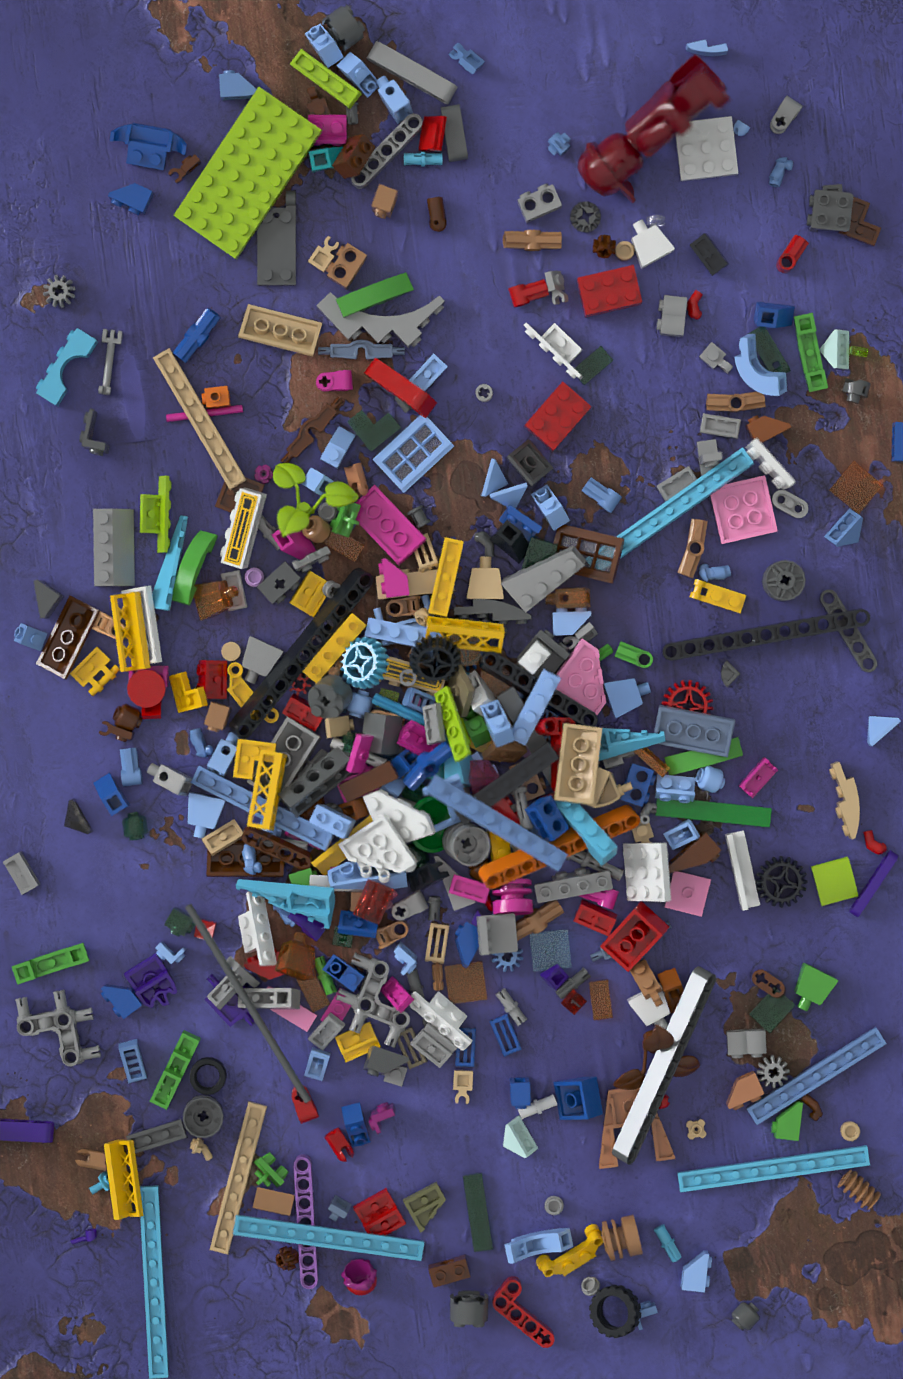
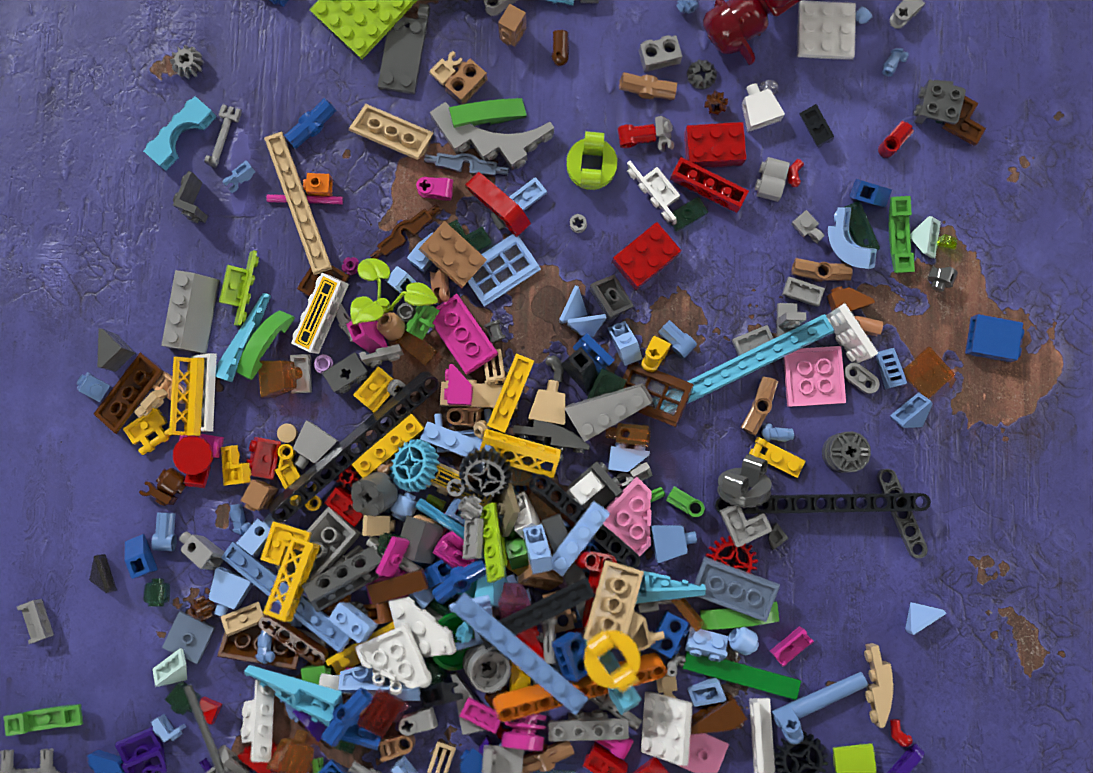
camera: 10 degrees right, 5 degrees down
(98, 641) = (153, 400): none -> tan plate
(136, 398) = (242, 173): none -> medium blue plate
(163, 896) = (171, 669): none -> light aqua slope
(172, 864) = (190, 636): none -> sand blue plate
(182, 834) = (202, 608): none -> reddish brown gear
(342, 909) = (346, 716): none -> blue piece
(365, 448) = (452, 254): none -> medium nougat plate
(426, 694) = (470, 507): none -> light grey gear
(434, 907) = (443, 726): dark grey pin -> none
(440, 814) = (464, 633): none -> medium azure plate
(487, 311) = (591, 178): none -> lime piece
(571, 800) = (623, 676): none -> yellow piece
(581, 513) = (655, 354): none -> yellow piece
(609, 334) = (709, 185): none -> red brick
(624, 251) = (734, 112): tan tile -> none
(678, 628) = (735, 482): none -> dark grey piece
(691, 672) = (744, 530): none -> light grey plate
(763, 843) = (788, 716): none -> medium blue axle
(786, 450) = (870, 326): none -> nougat piece
(830, 500) = (896, 365): none -> medium blue slope

